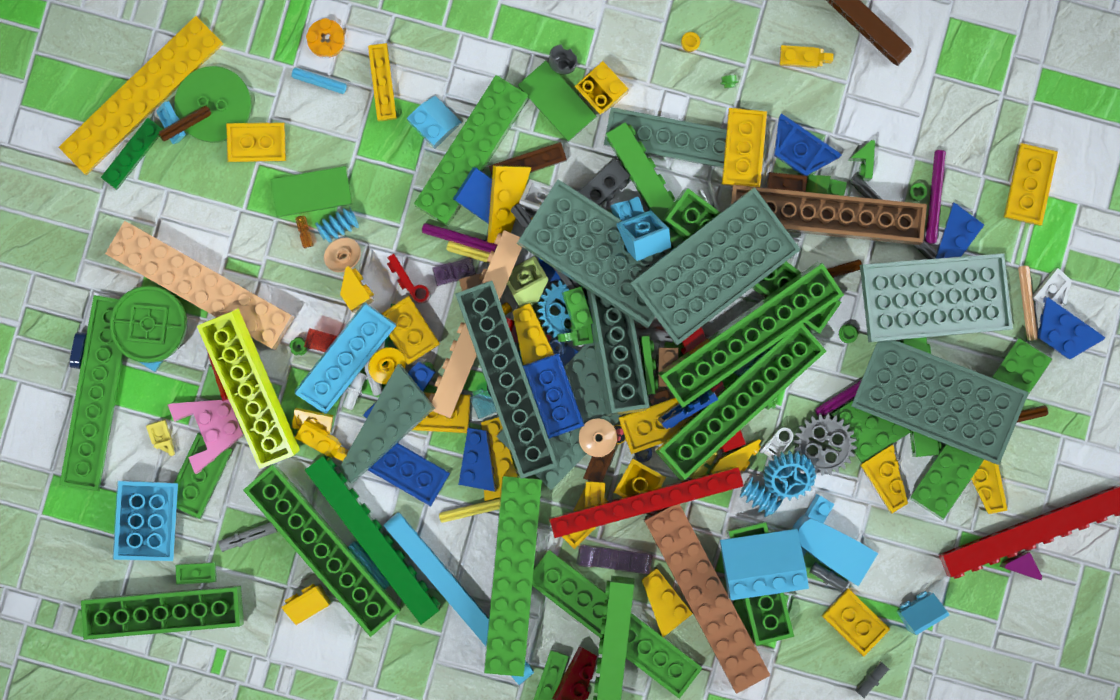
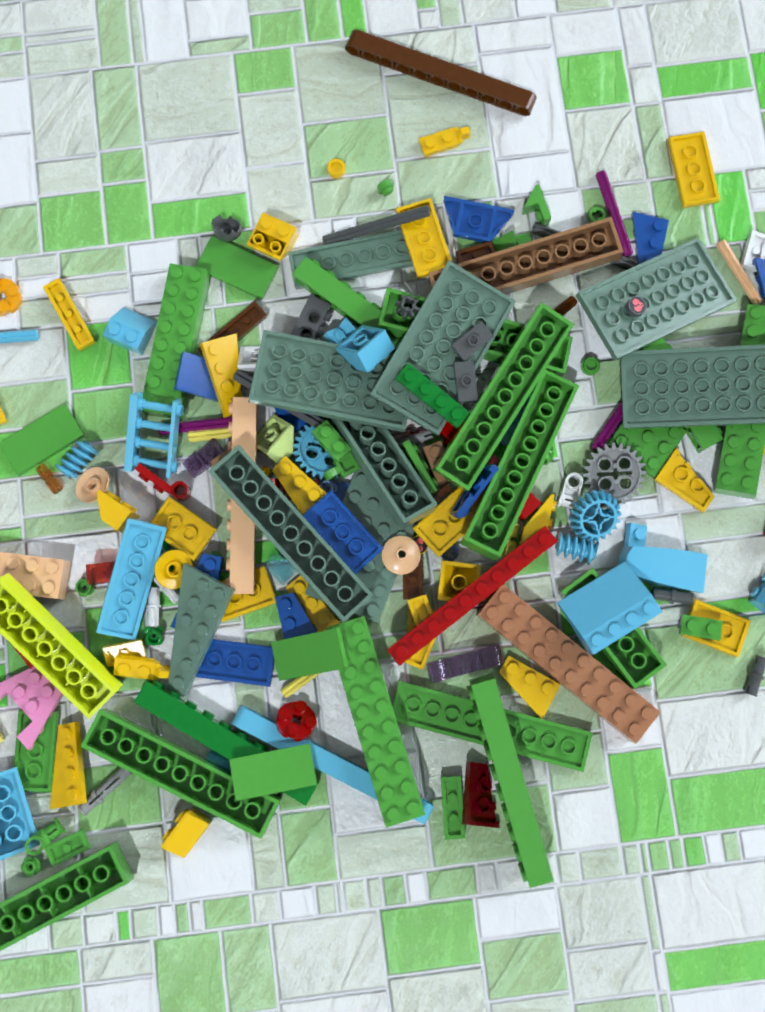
camera: 15 degrees left, 5 degrees down
(162, 576) = (35, 862): none -> bright green plate
(179, 555) = (44, 836): none -> bright green connector
(222, 506) = (68, 773): none -> yellow wing
(344, 422) = (157, 640): none -> green plate
(404, 583) = (272, 772): none -> bright green tile
(406, 216) = (134, 441): none -> medium azure fence
(436, 554) = (293, 730): none -> red plate
(478, 493) = (309, 654): none -> bright green tile
(686, 307) = (432, 396): none -> green plate
(693, 219) = (405, 311): none -> dark grey gear
(704, 117) = (377, 225): none -> dark grey axle
(722, 306) = (465, 381): none -> dark grey plate
(743, 272) = (472, 341): none -> dark grey plate
(841, 616) = (700, 627): none -> bright green plate
(911, 299) = (636, 306): none -> tile

